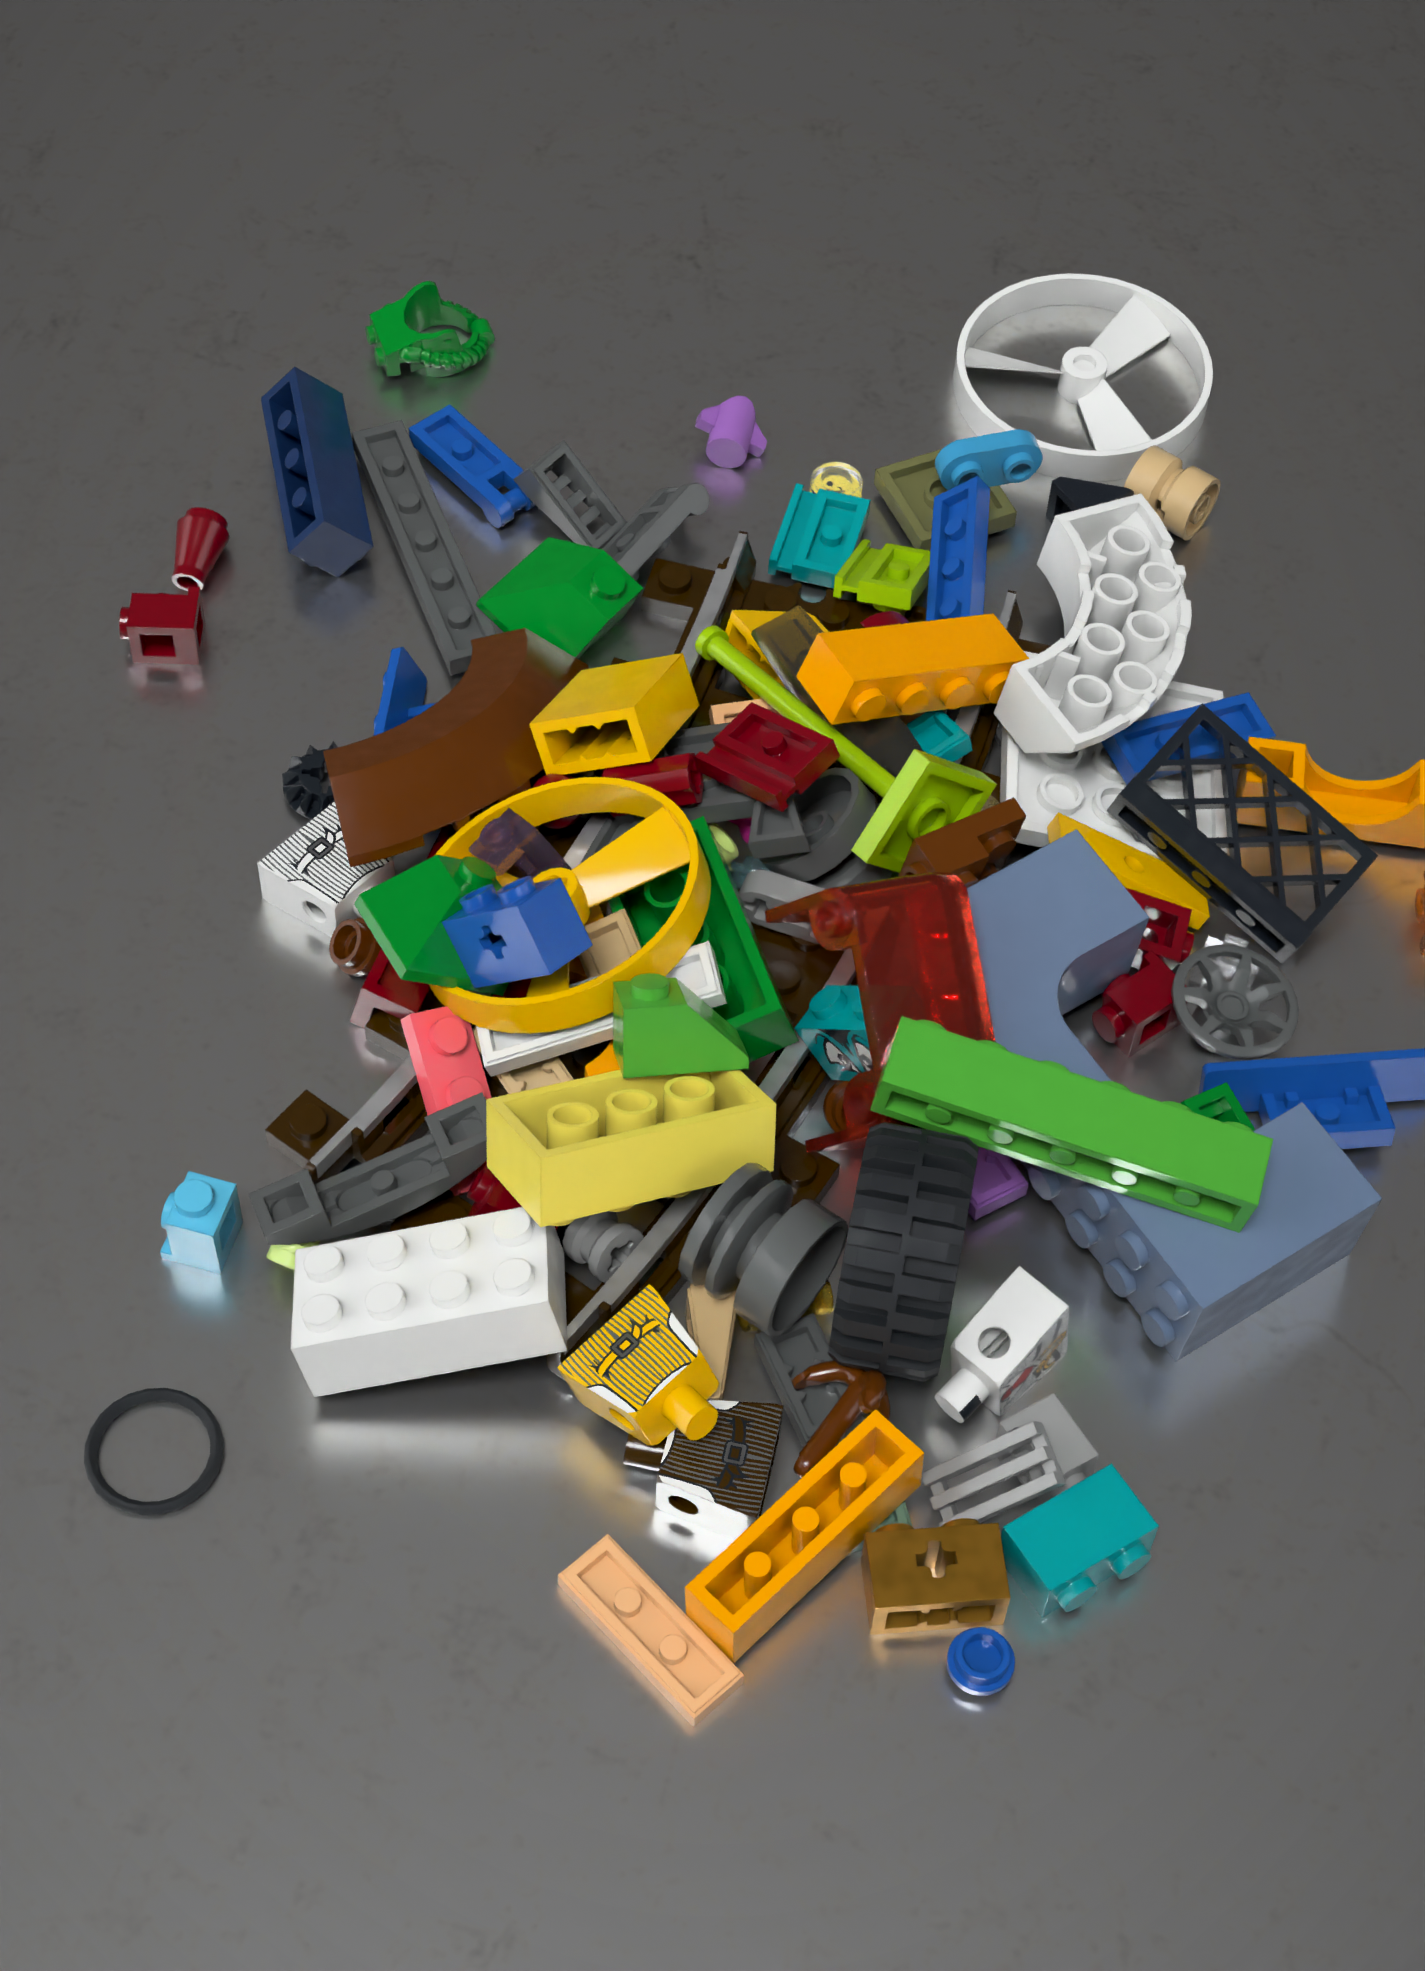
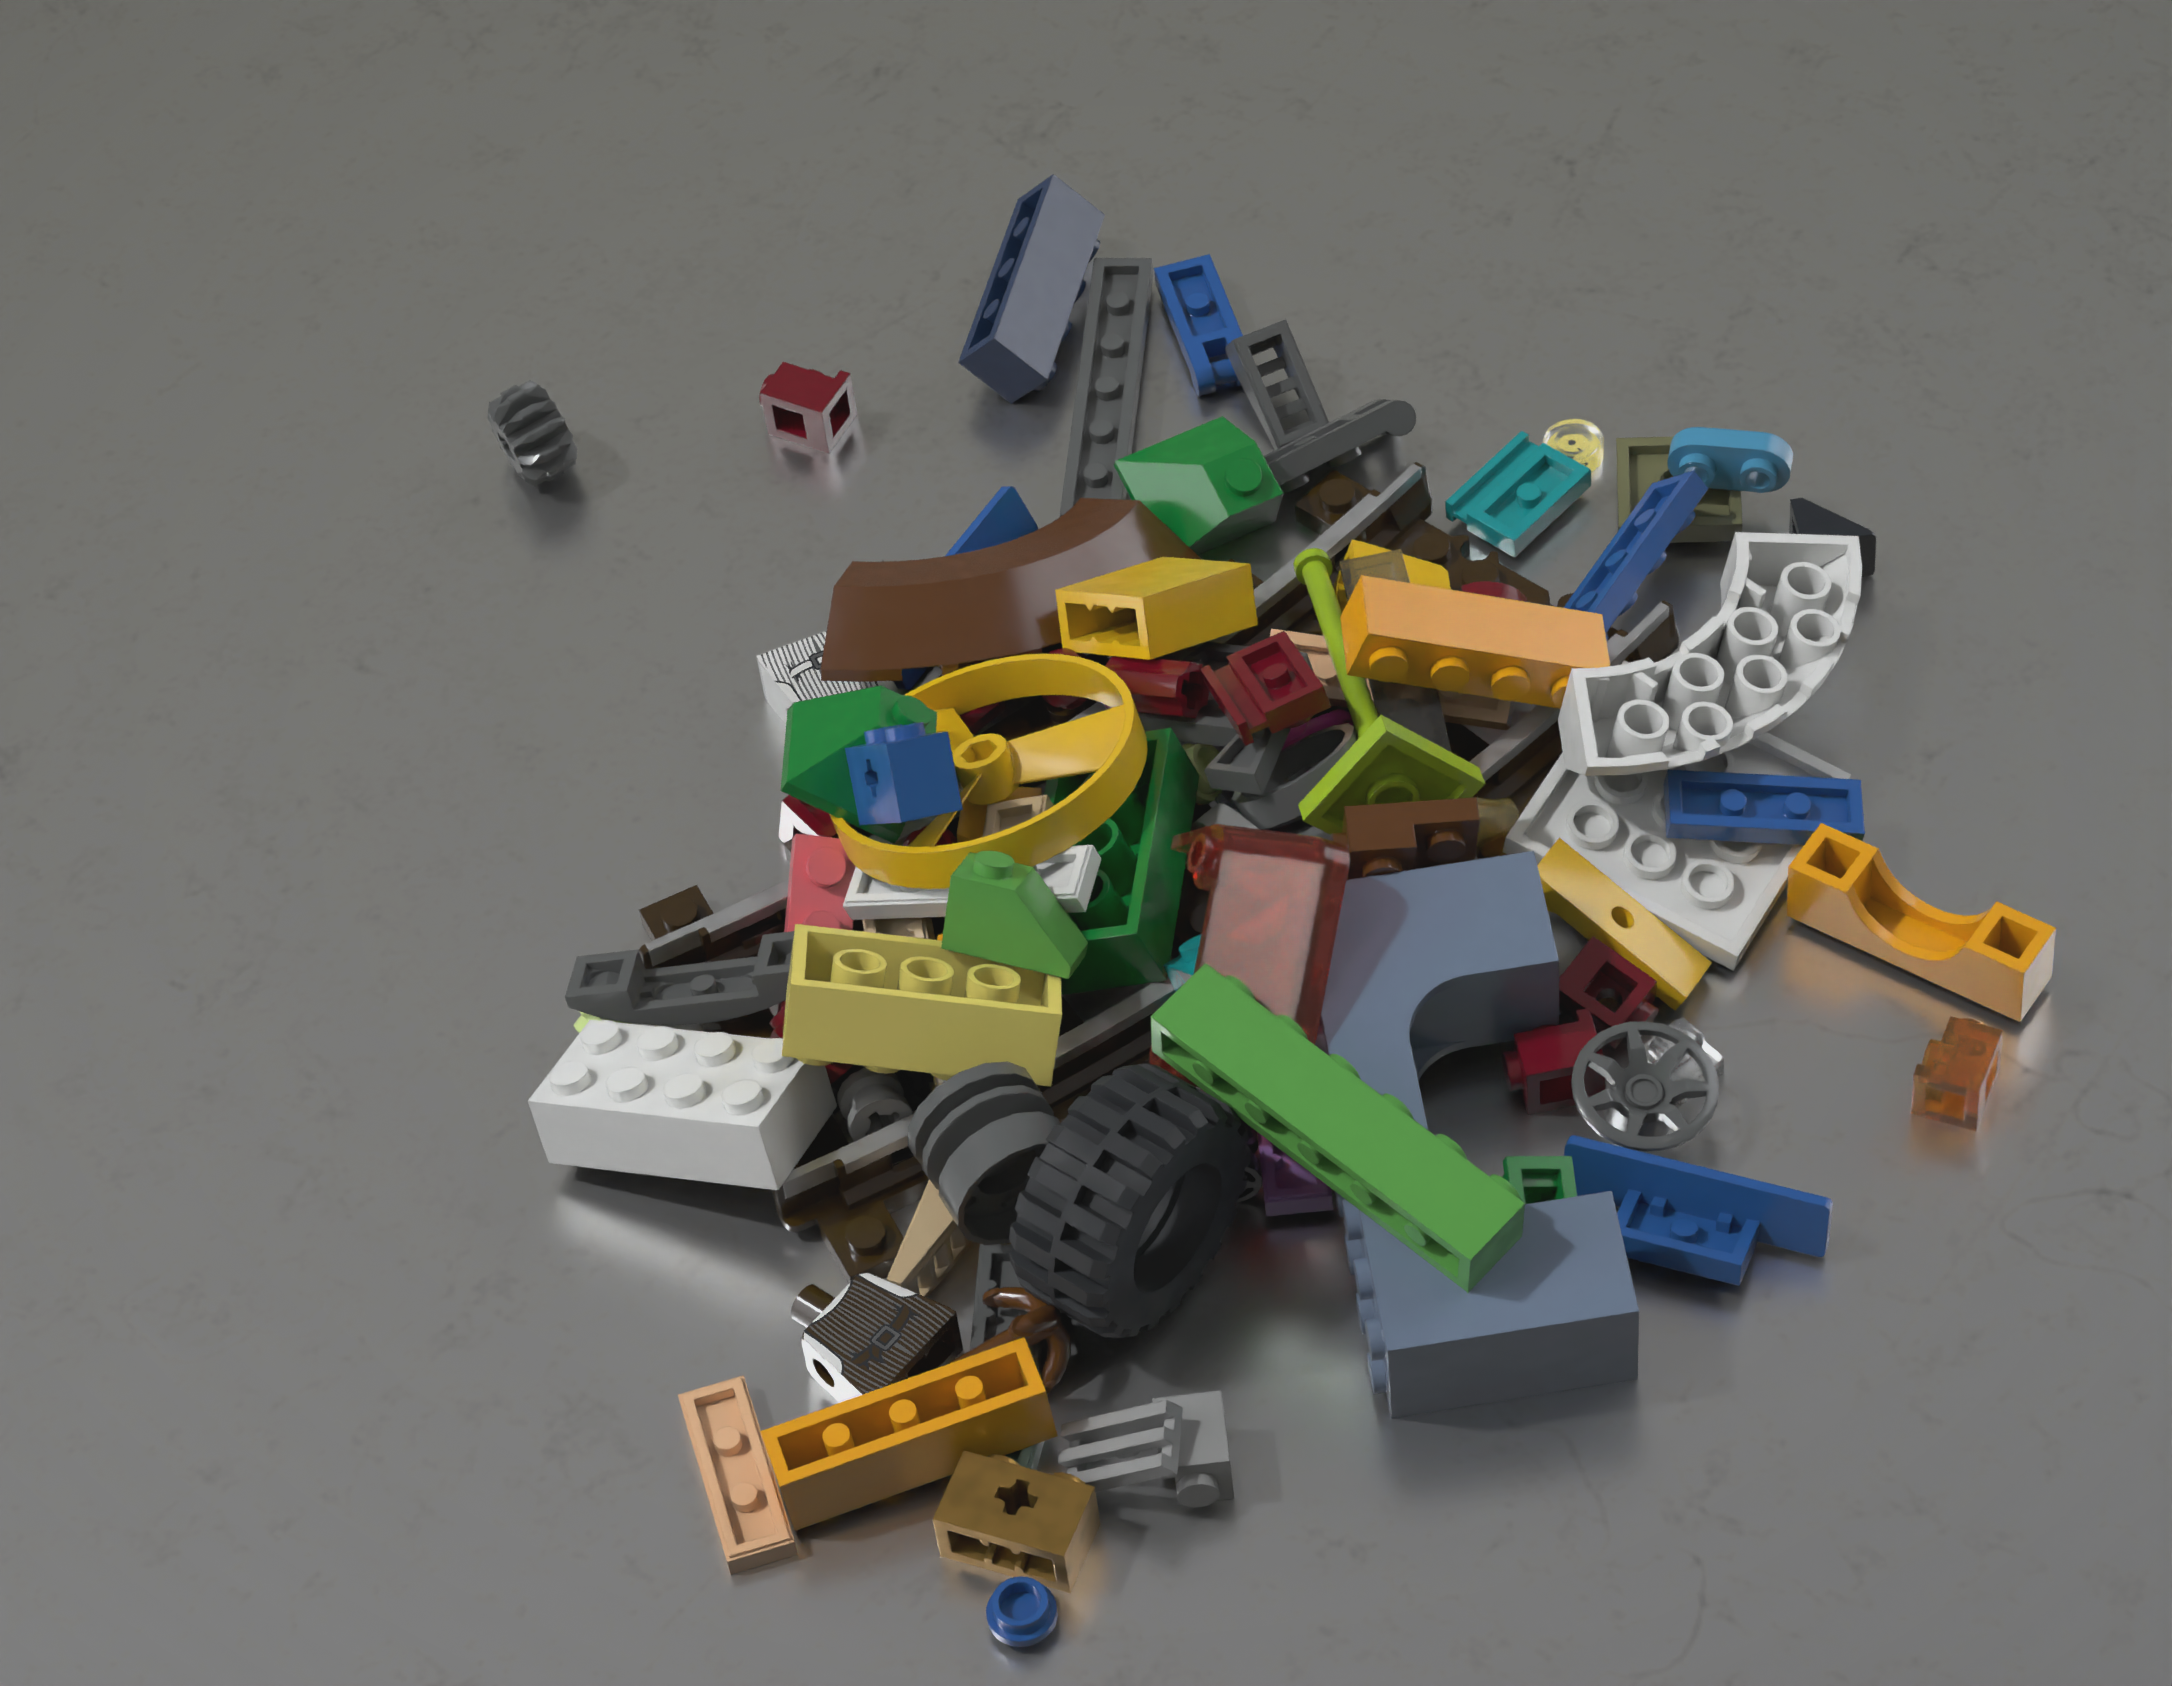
camera: 35 degrees right, 5 degrees down
(170, 1504) = (407, 1211): black tyre -> none
(199, 543) = (884, 334): dark red cone -> none
(201, 1222) = (523, 958): medium azure brick -> none
(398, 337) = (1233, 148): green piece -> none
(516, 842) = (992, 701): bracket -> none
(644, 1373) = (840, 1230): yellow torso -> none
(731, 432) = (1490, 358): medium lavender piece -> none
(884, 577) = (1549, 550): lime plate -> none
(940, 735) = (1479, 730): teal tile -> none
(1005, 1348) = (1204, 1335): white torso -> none
(1078, 1542) = (1174, 1538): teal brick -> none
(1139, 326) = (1919, 394): white piece -> none
(1177, 495) = (1926, 549): tan wheel -> none
(1221, 875) = (1705, 946): black fence -> none

